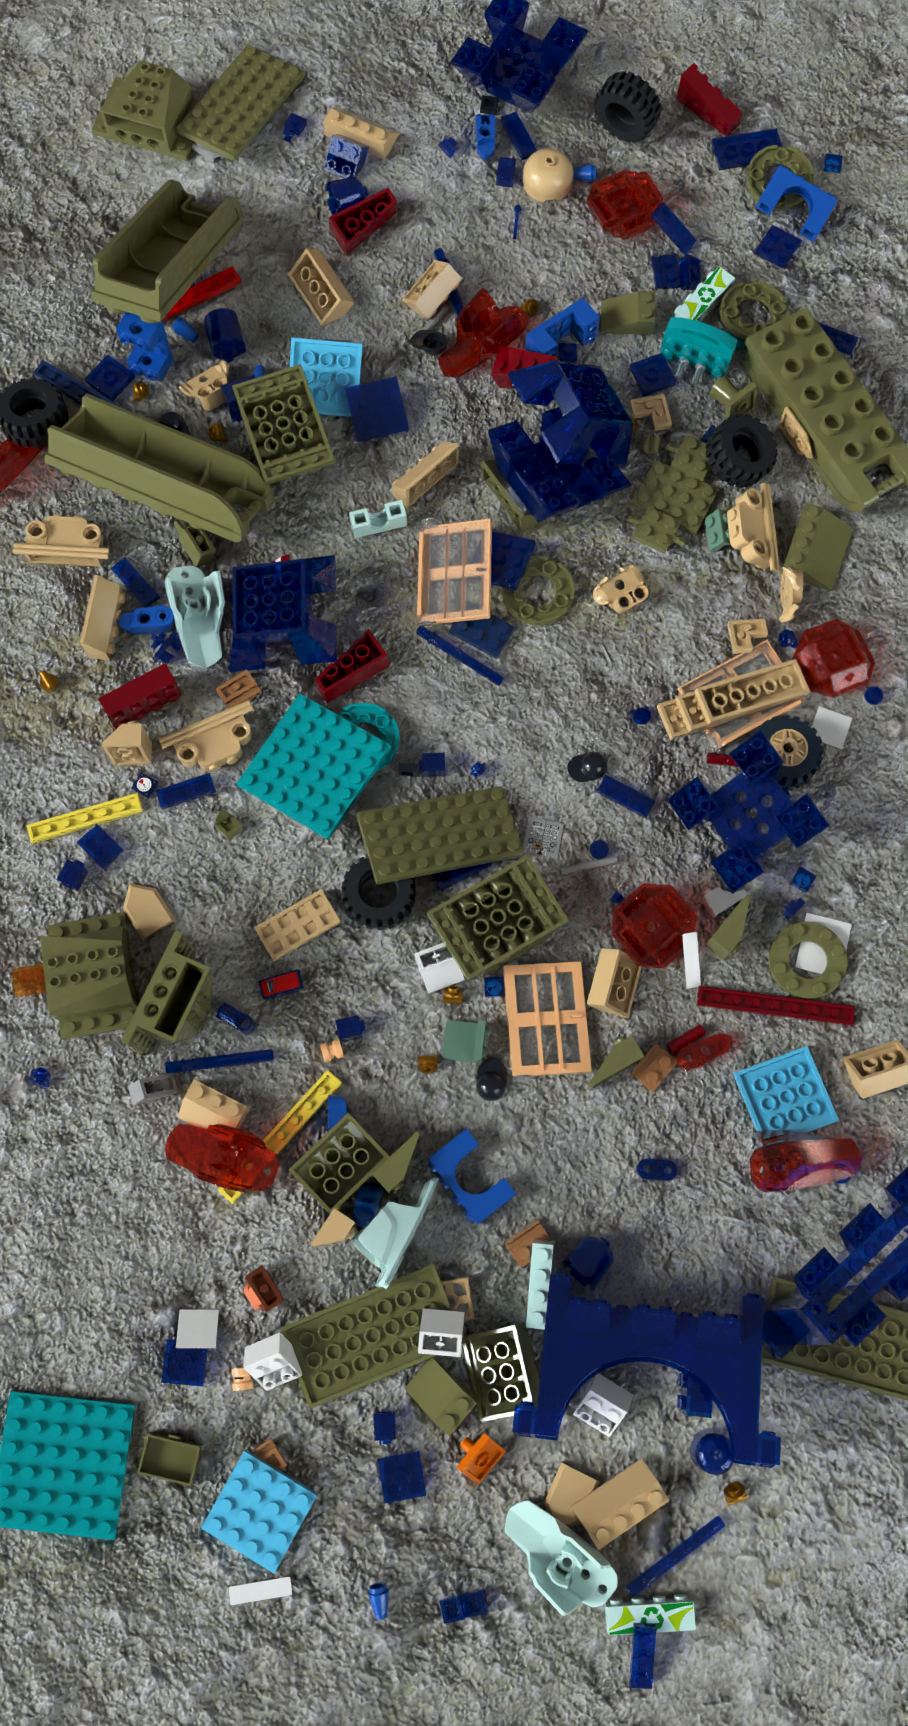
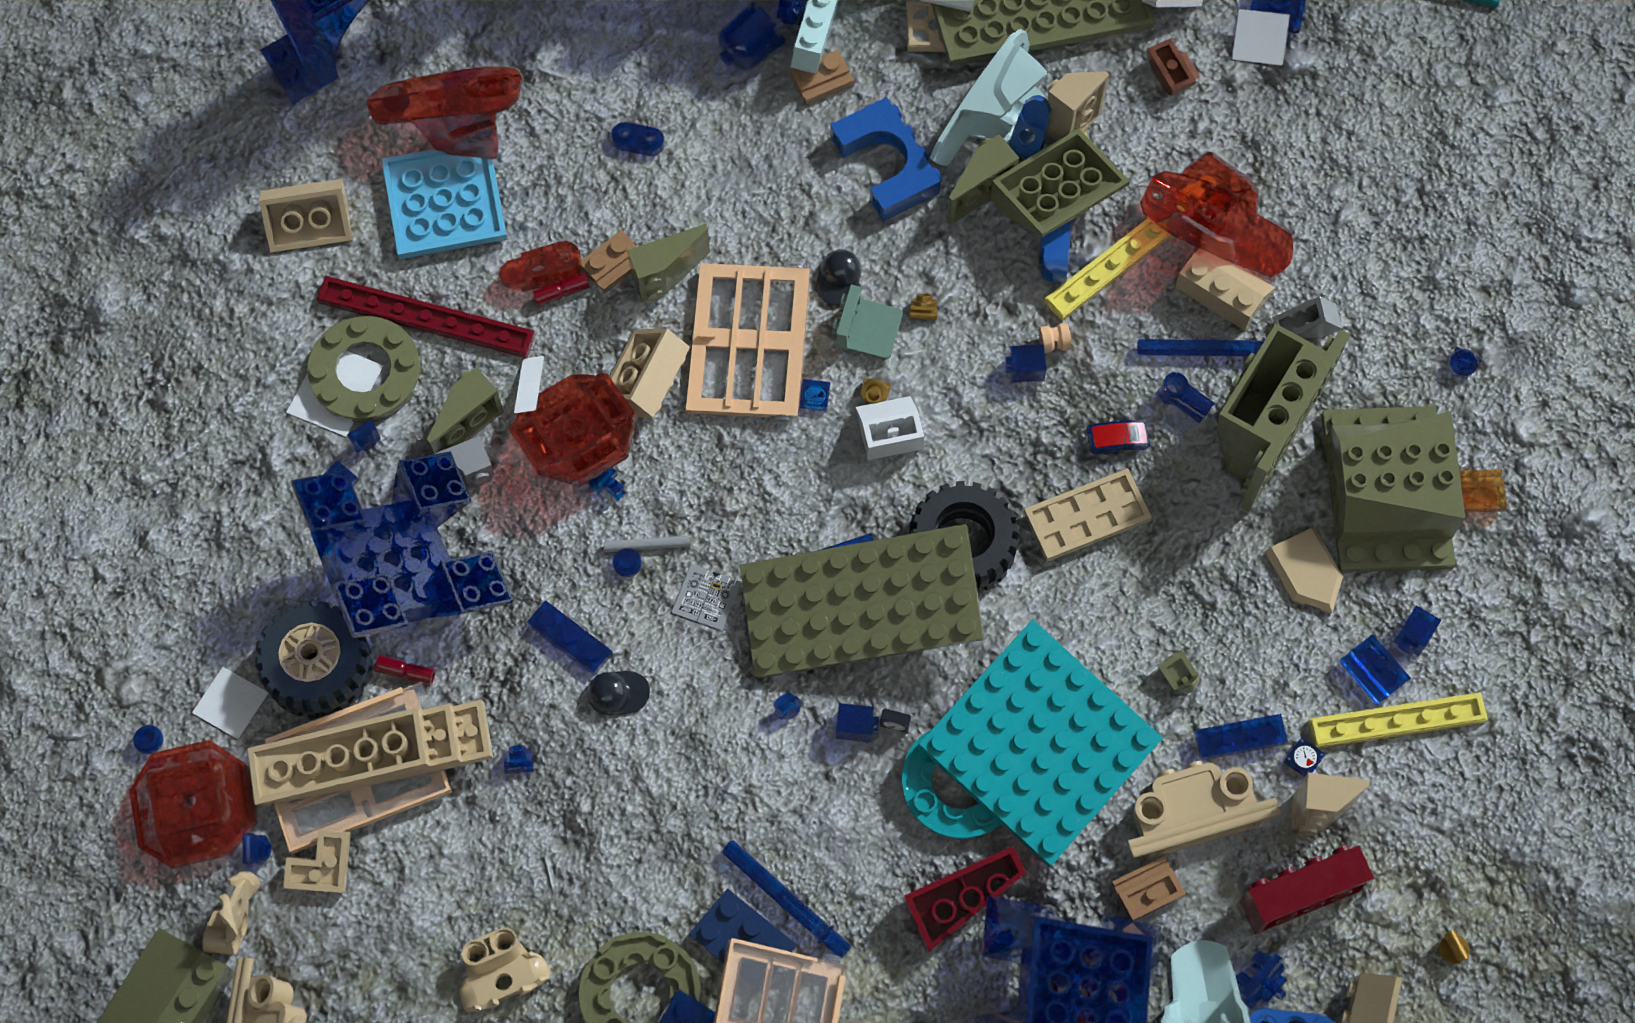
camera: 170 degrees left, 5 degrees down
(498, 919) = (800, 459): olive wedge -> none

